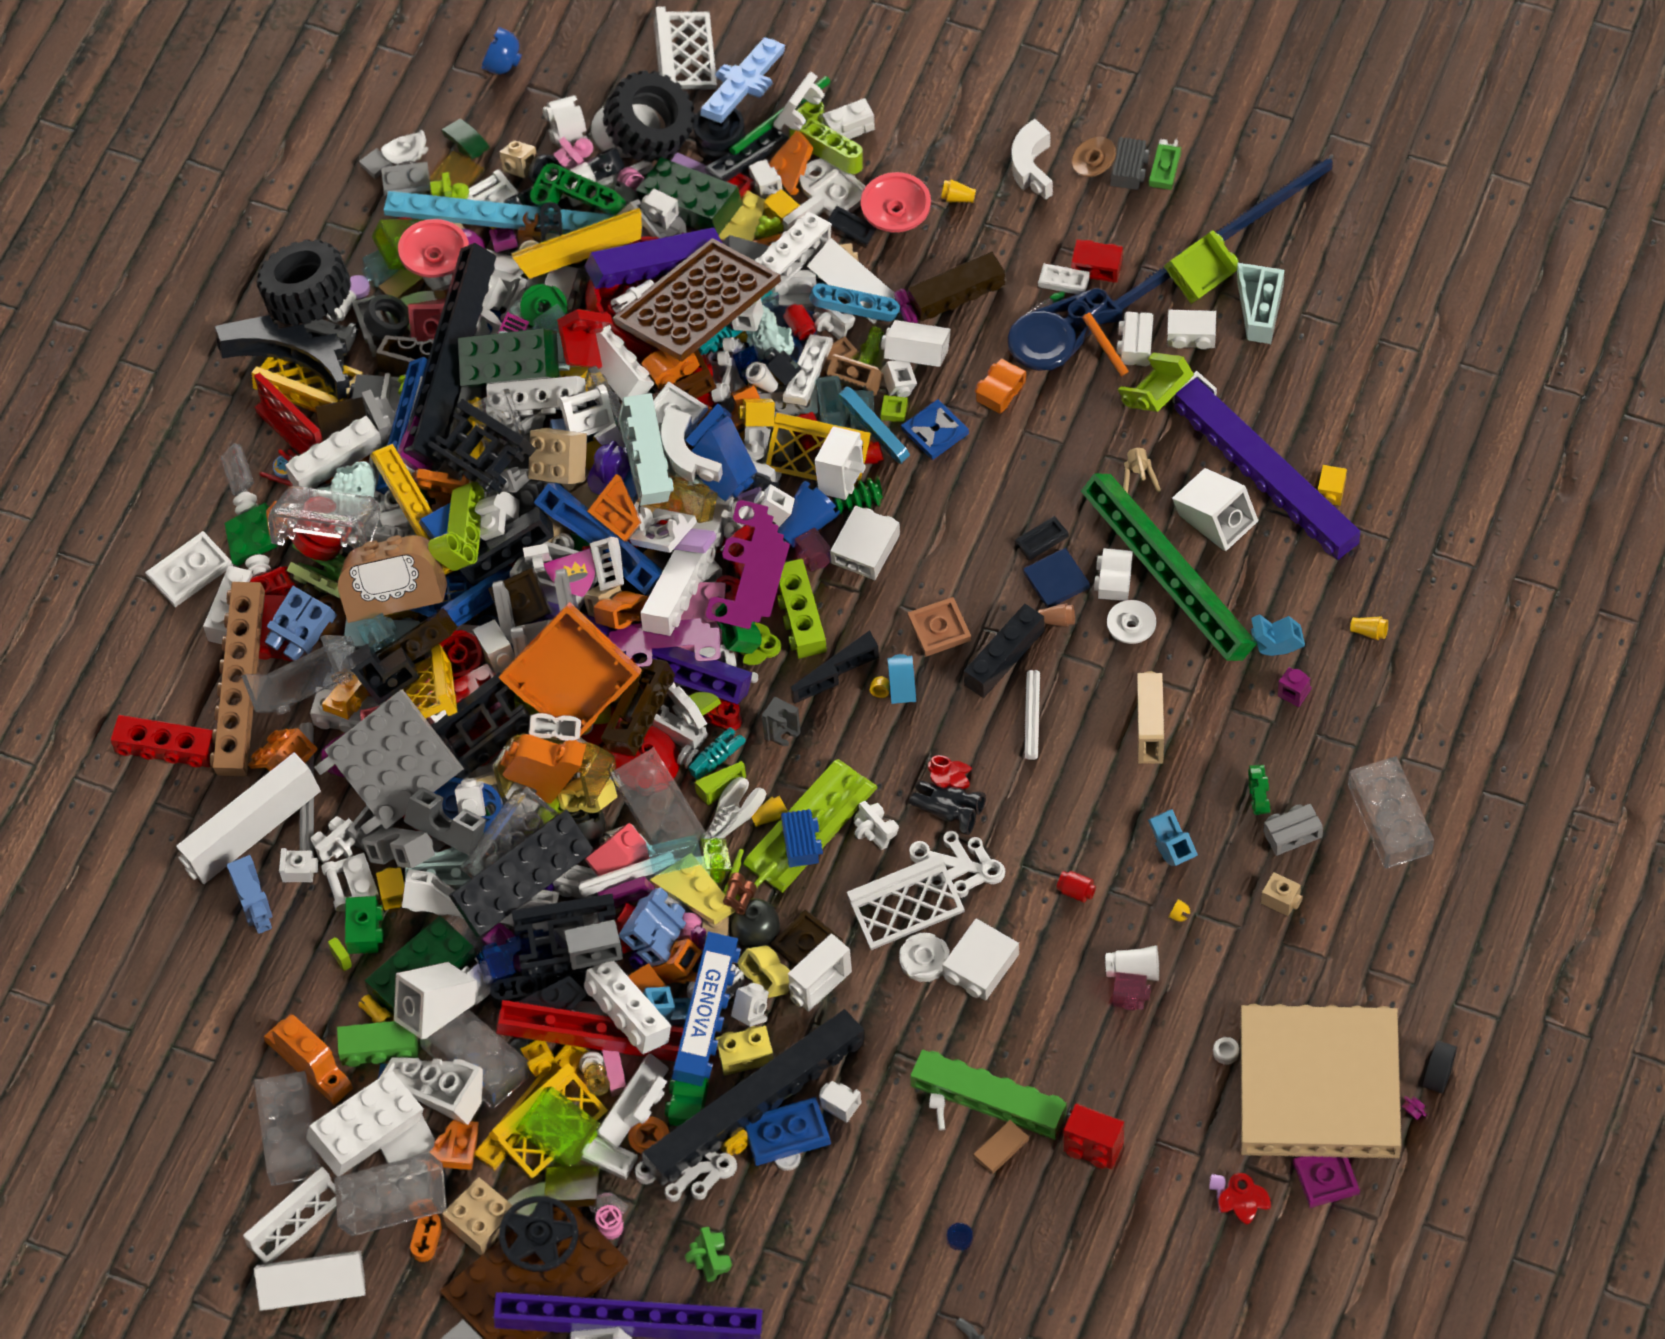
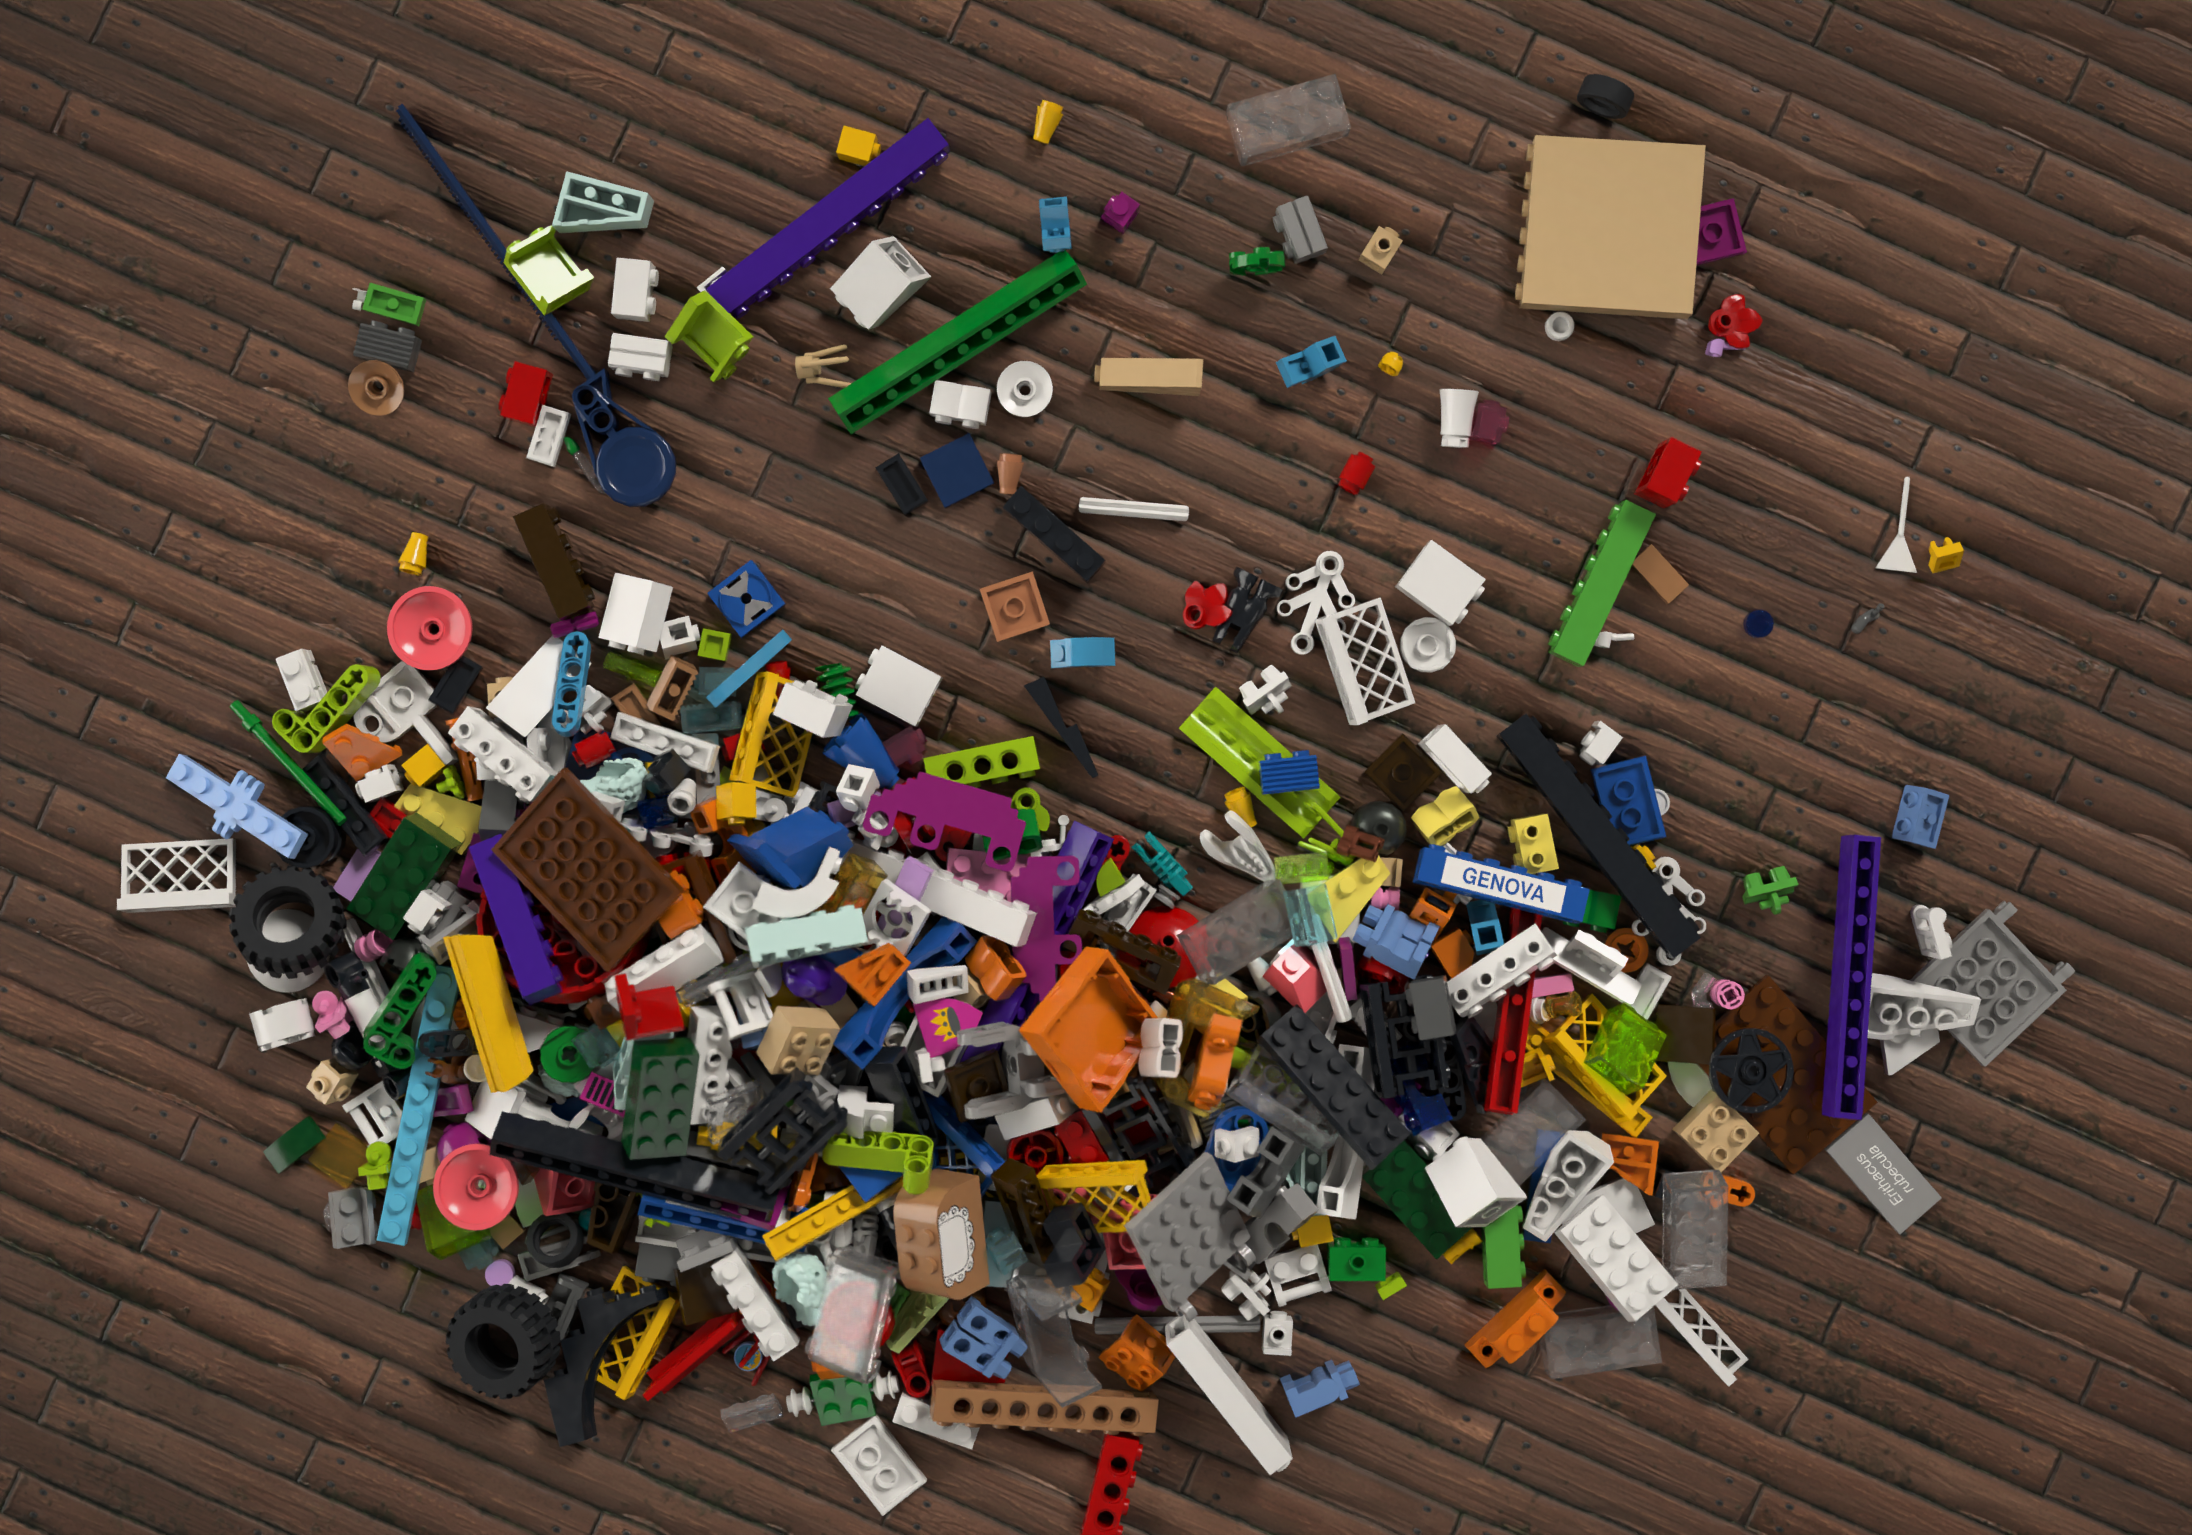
camera: 95 degrees left, 30 degrees up
(310, 1280) = (1774, 1313): white brick -> none
(373, 162) = (320, 1253): light grey tile -> none
(405, 148) = (303, 1218): white hat -> none
(502, 53) = (171, 1100): blue cylinder -> none
(630, 295) = (574, 948): white pin -> none
(698, 937) = (1409, 892): magenta piece -> none
(712, 786) = (1205, 866): lime slope -> none
(750, 1004) = (1487, 835): white brick -> none
(780, 719) = (1134, 795): dark grey hinge -> none
(806, 90) = (282, 743): white piece -> none
(880, 687) = (1087, 677): yellow hinge -> none
(1000, 385) = (695, 519): orange brick -> none
(1026, 147) = (350, 465): white arch -> none
(1105, 344) = (648, 392): orange bar -> none
(1414, 1107) = (1643, 130): magenta plate -> none

